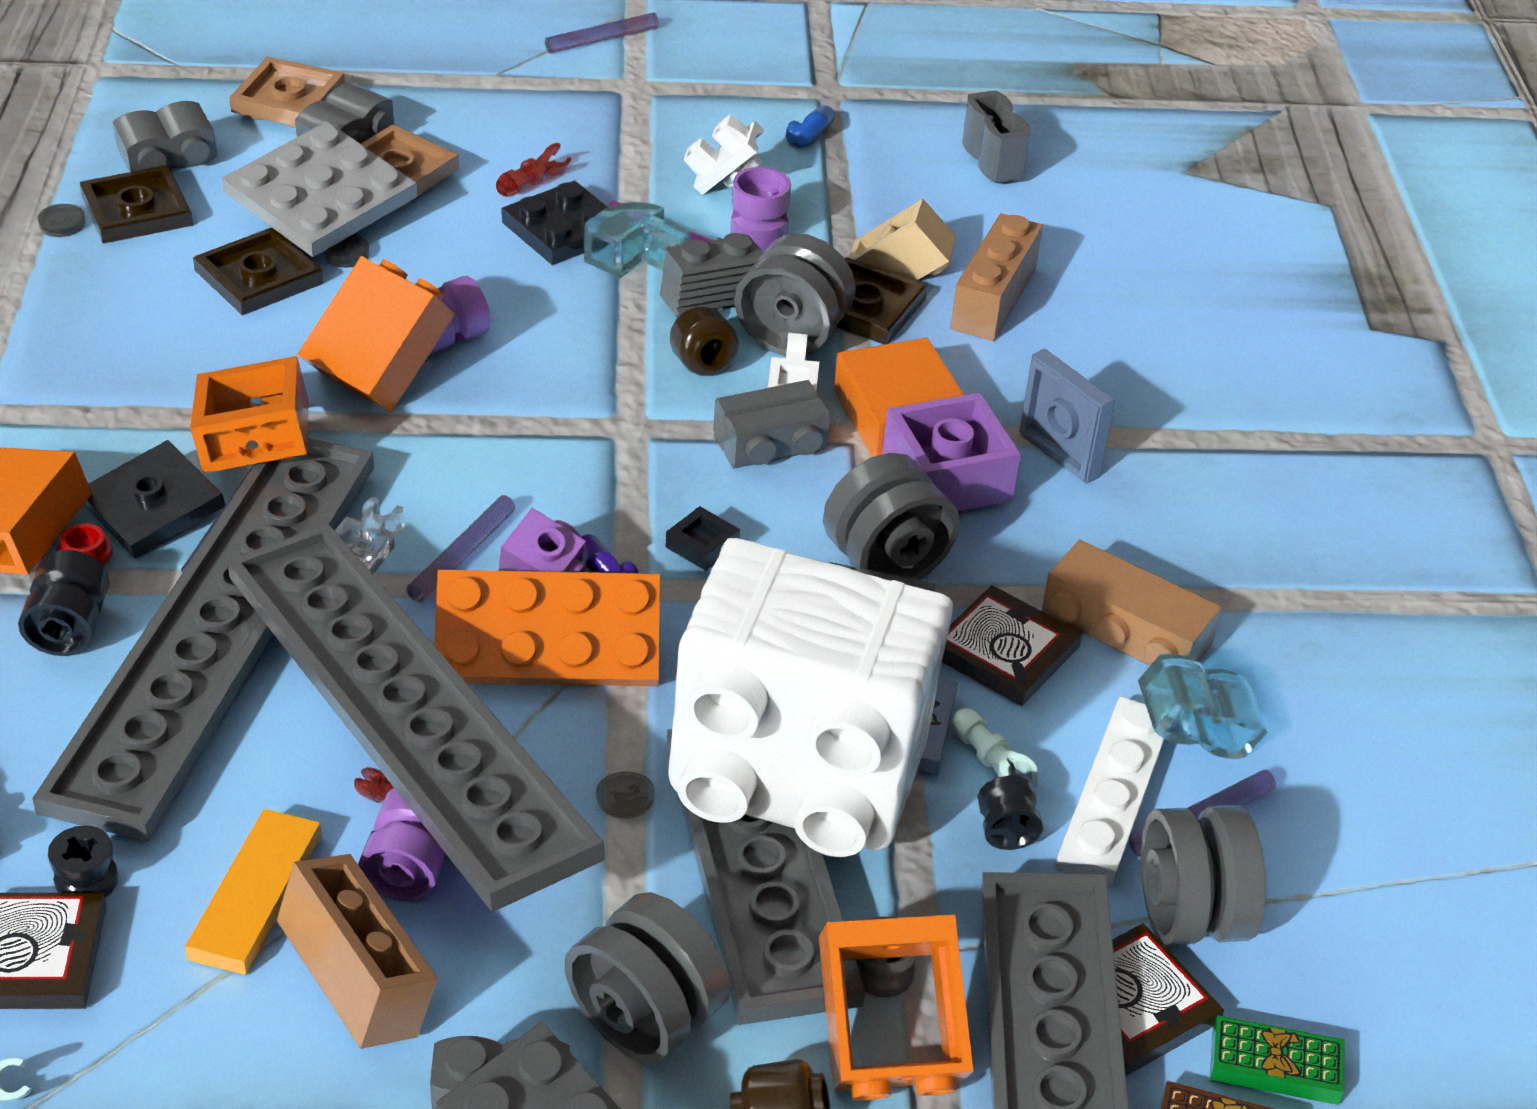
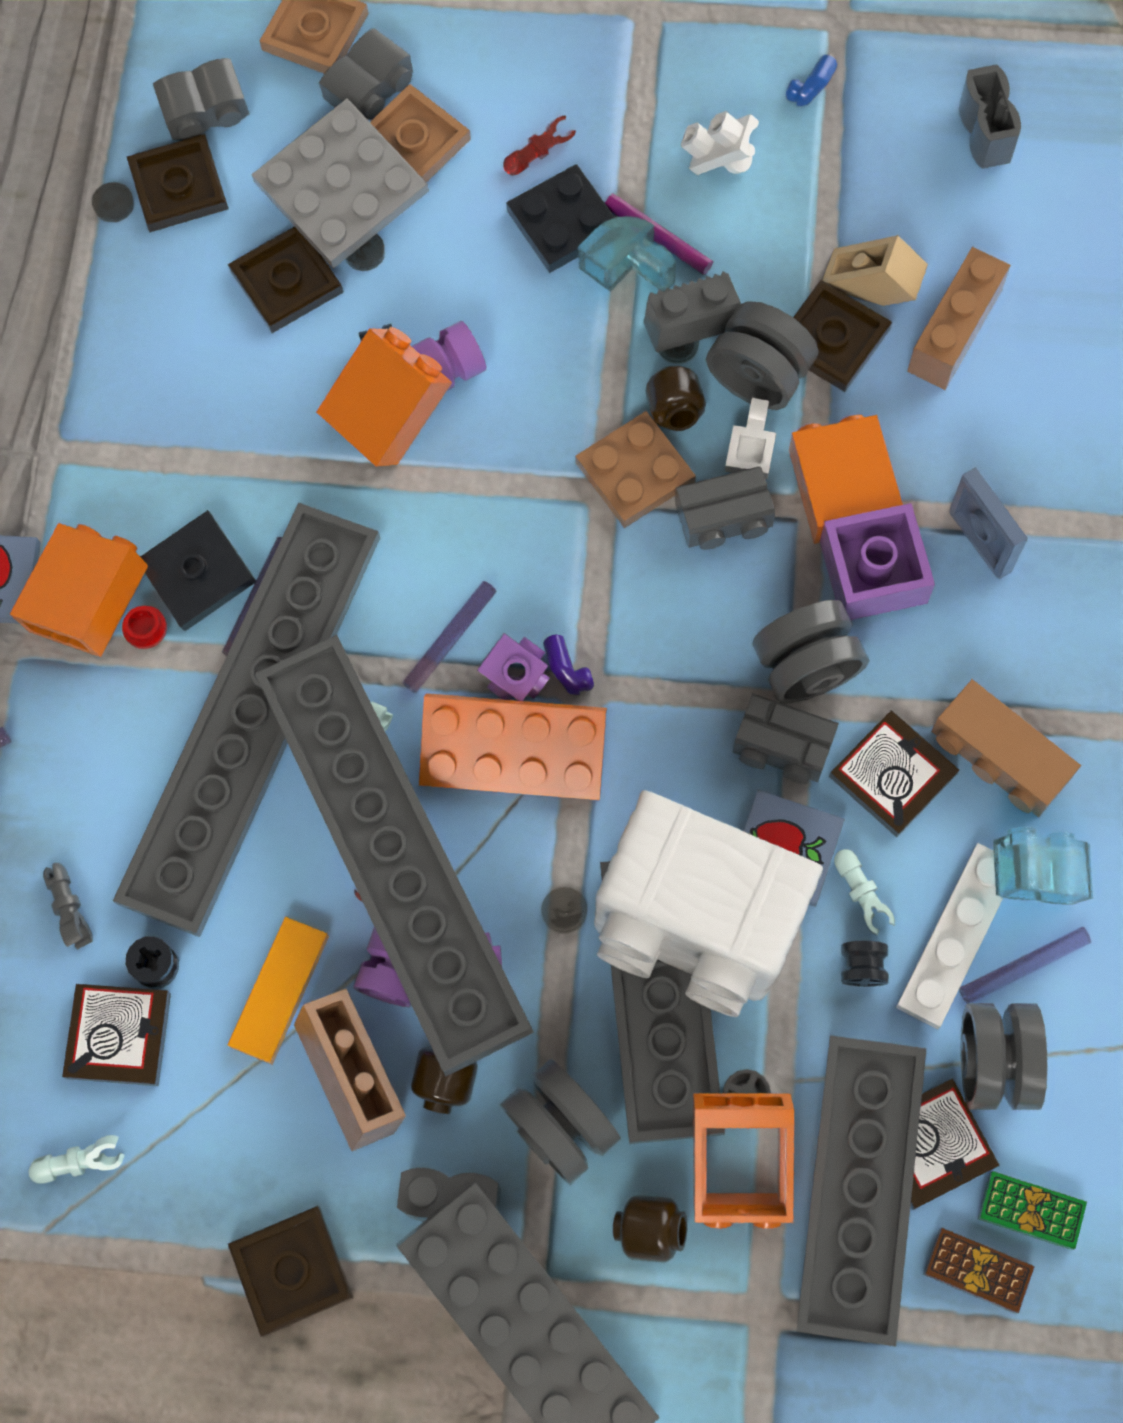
camera: 15 degrees right, 30 degrees up
(64, 603) = (130, 690): black wheel -> none
(227, 419) = (297, 519): orange window -> none
(373, 535) = (367, 634): clear plate -> none
(484, 956) = (438, 1090): none -> dark brown head
(661, 404) = (634, 469): none -> medium nougat plate
(700, 537) = (650, 642): black plate -> none
(760, 204) = (746, 219): medium lavender wheel -> none

